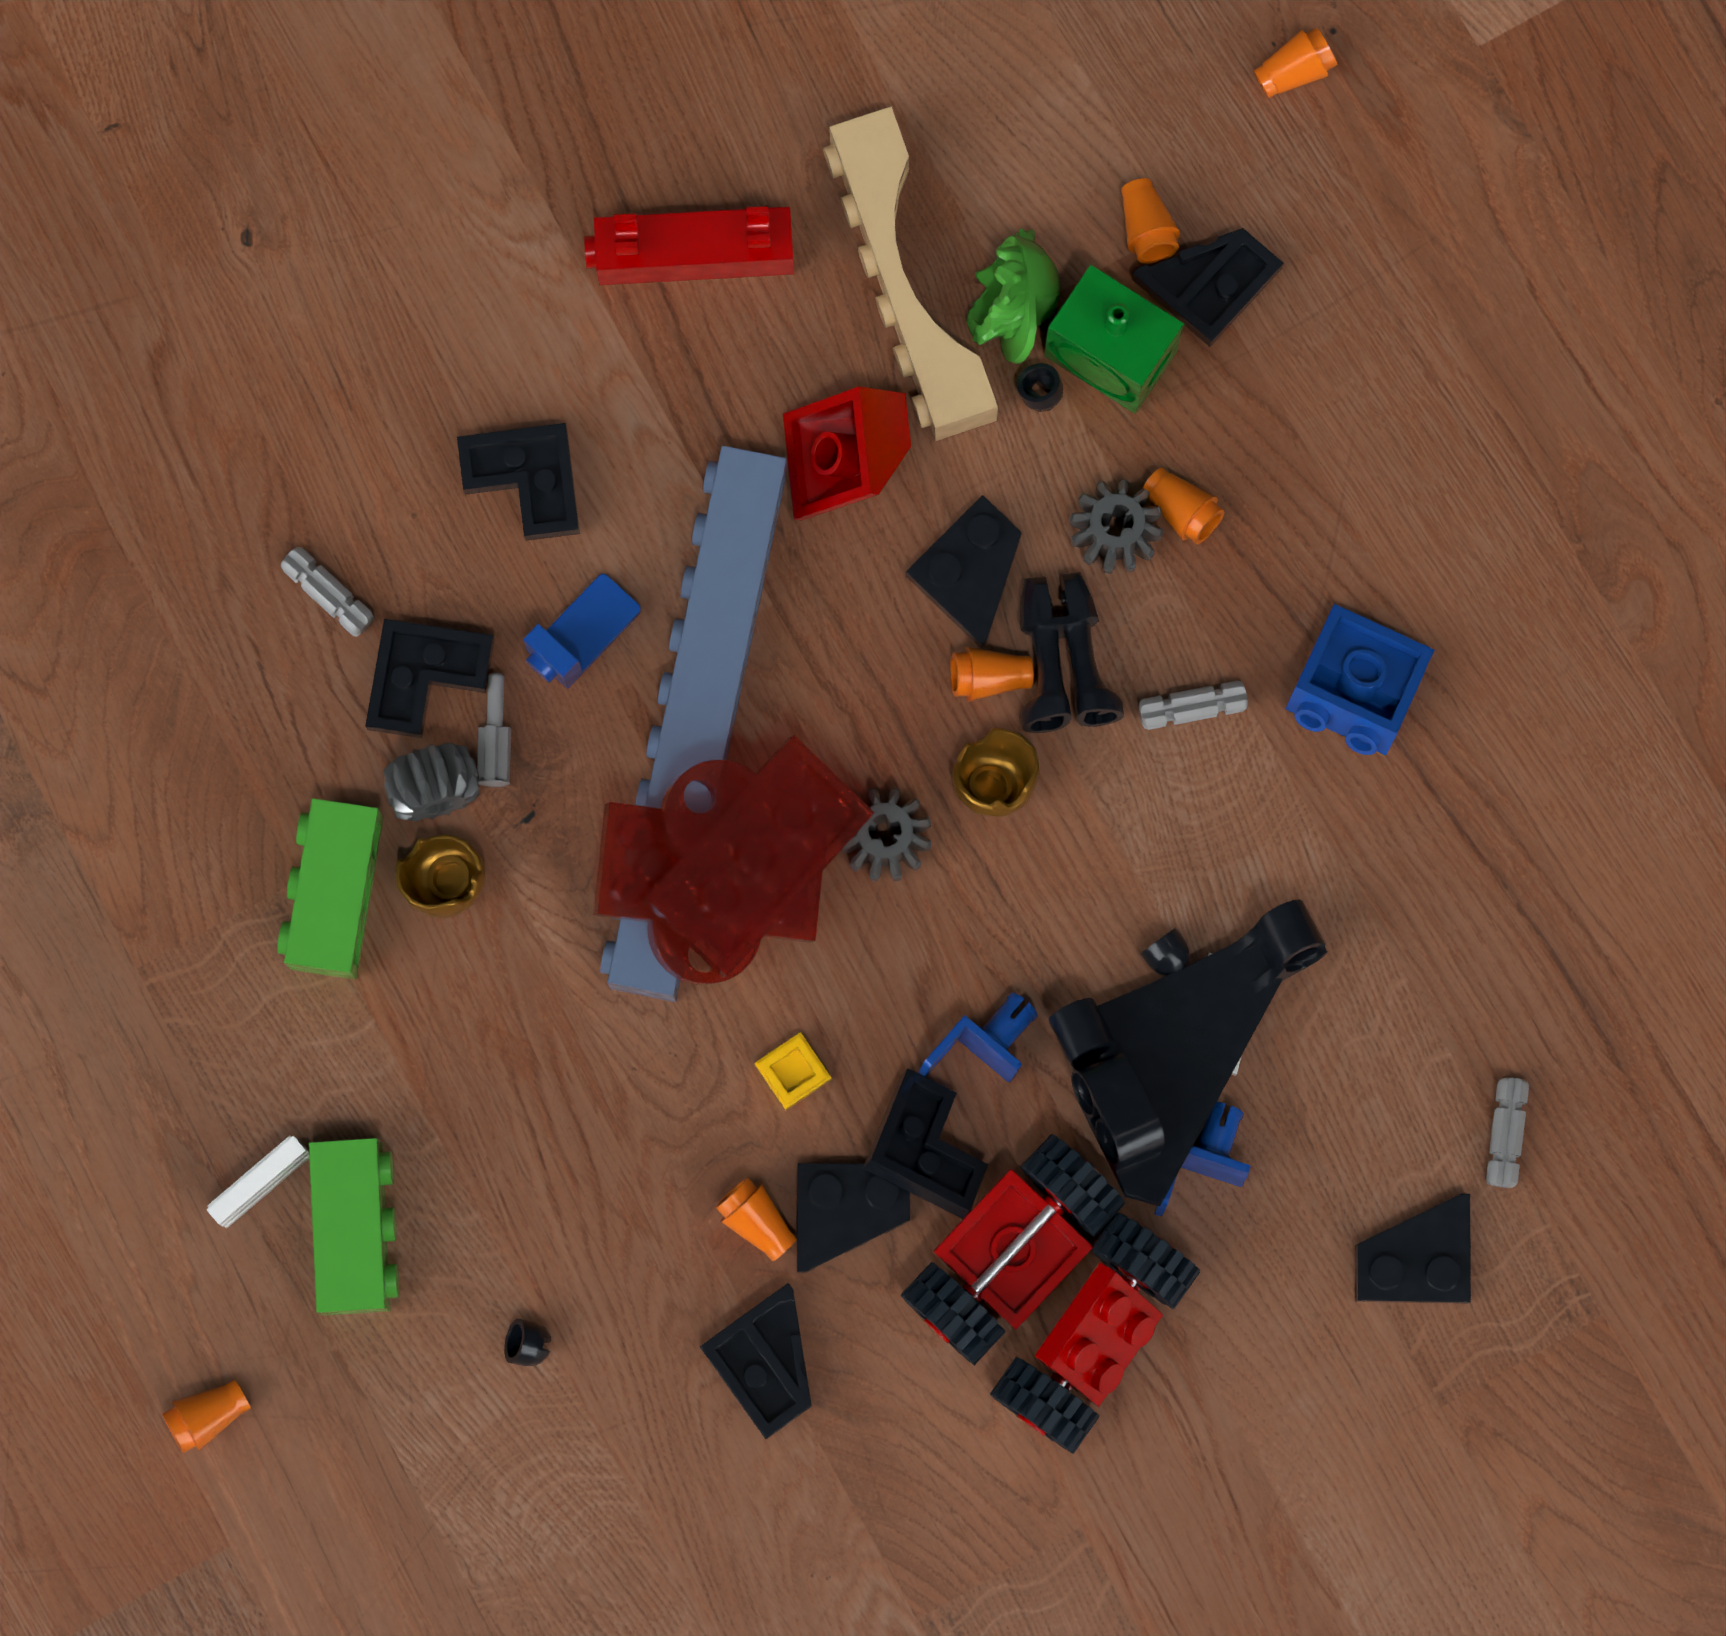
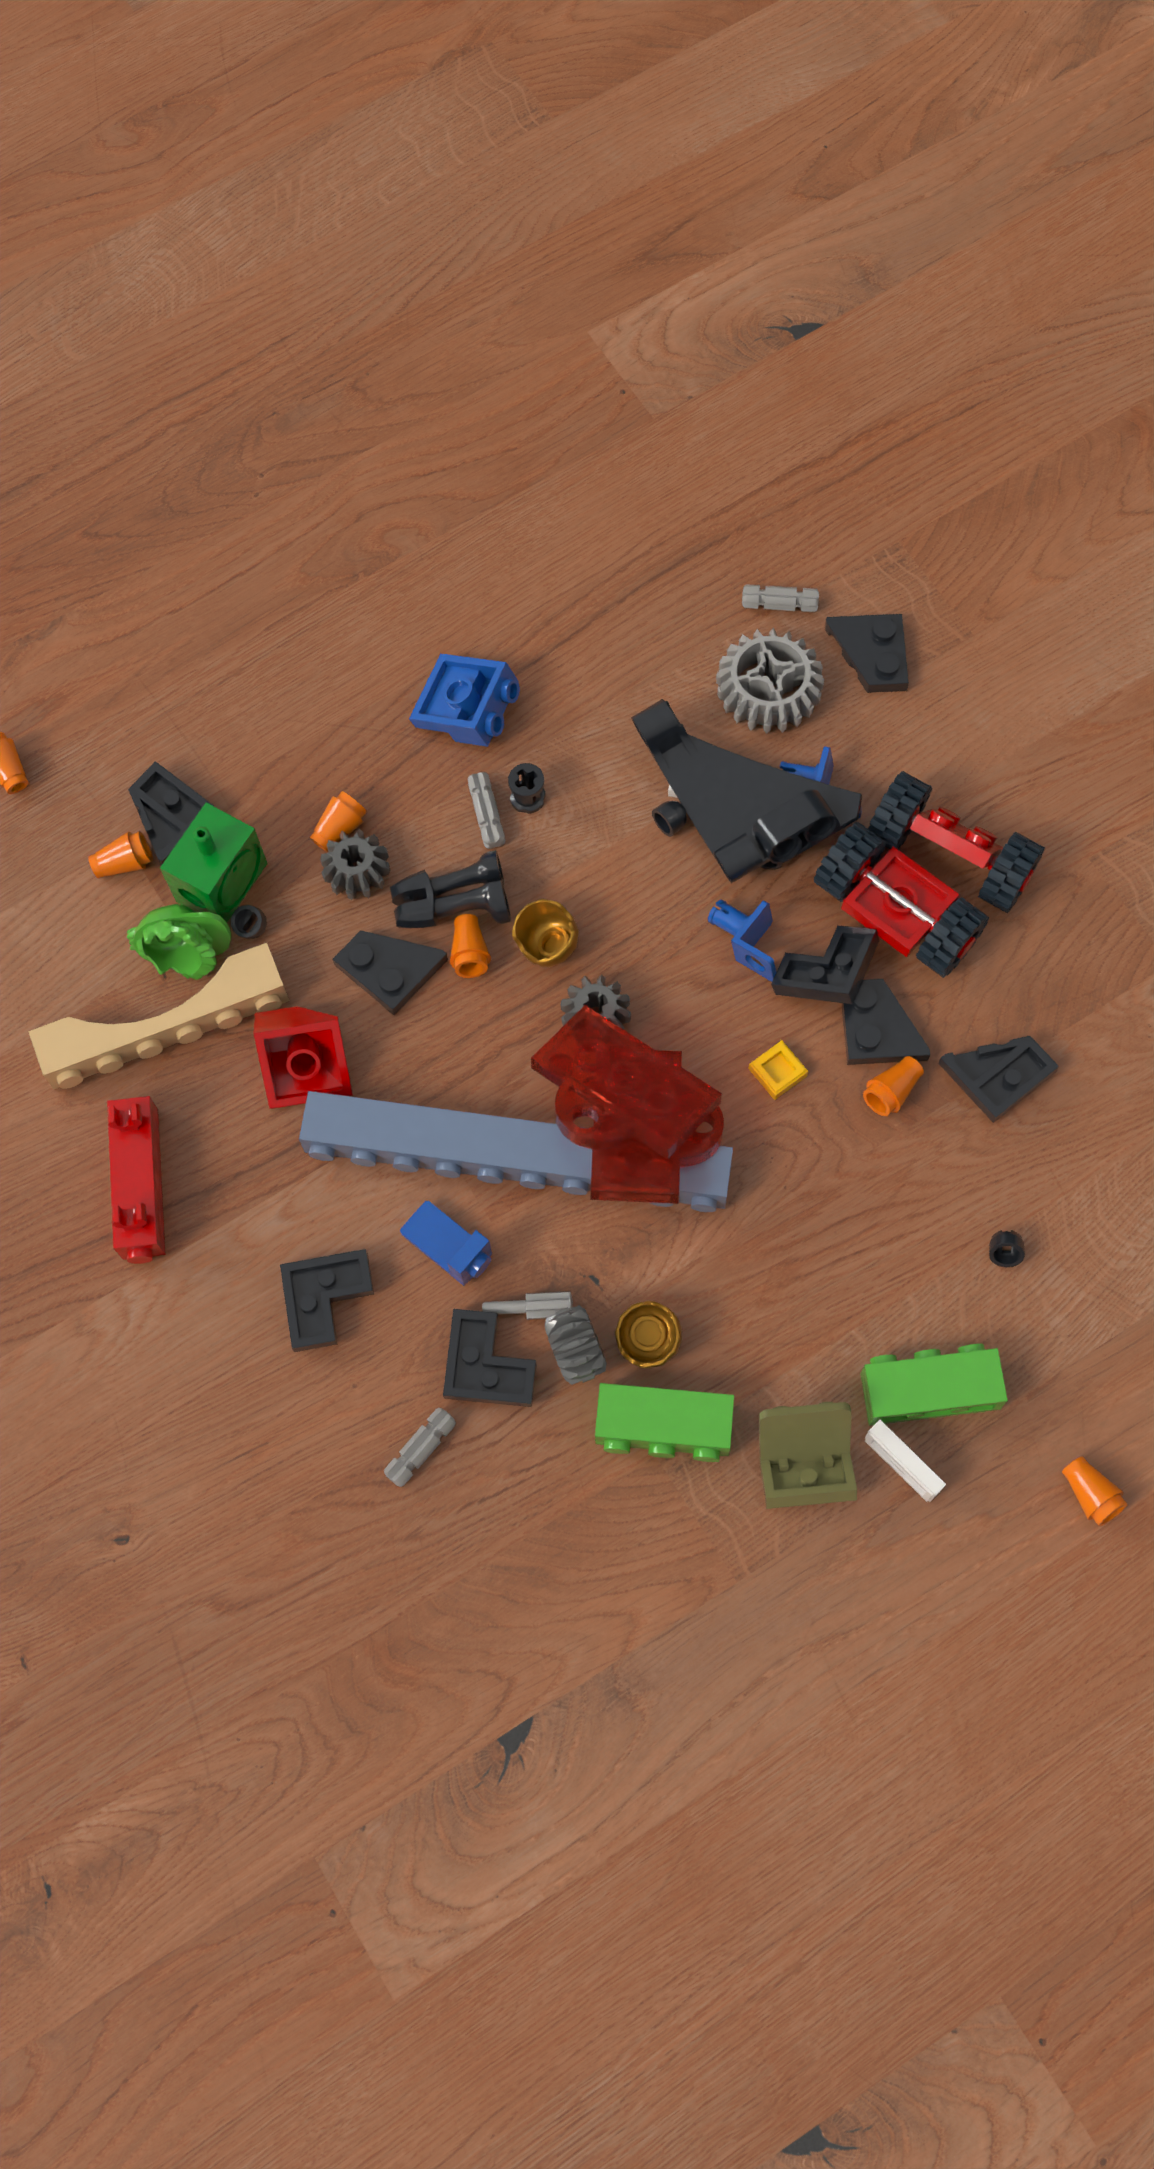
camera: 90 degrees left, 10 degrees down
(267, 1058) = (806, 1455): none -> olive bracket
(1220, 742) = (530, 785): none -> black bush
(1364, 1077) = (785, 667): none -> light grey gear

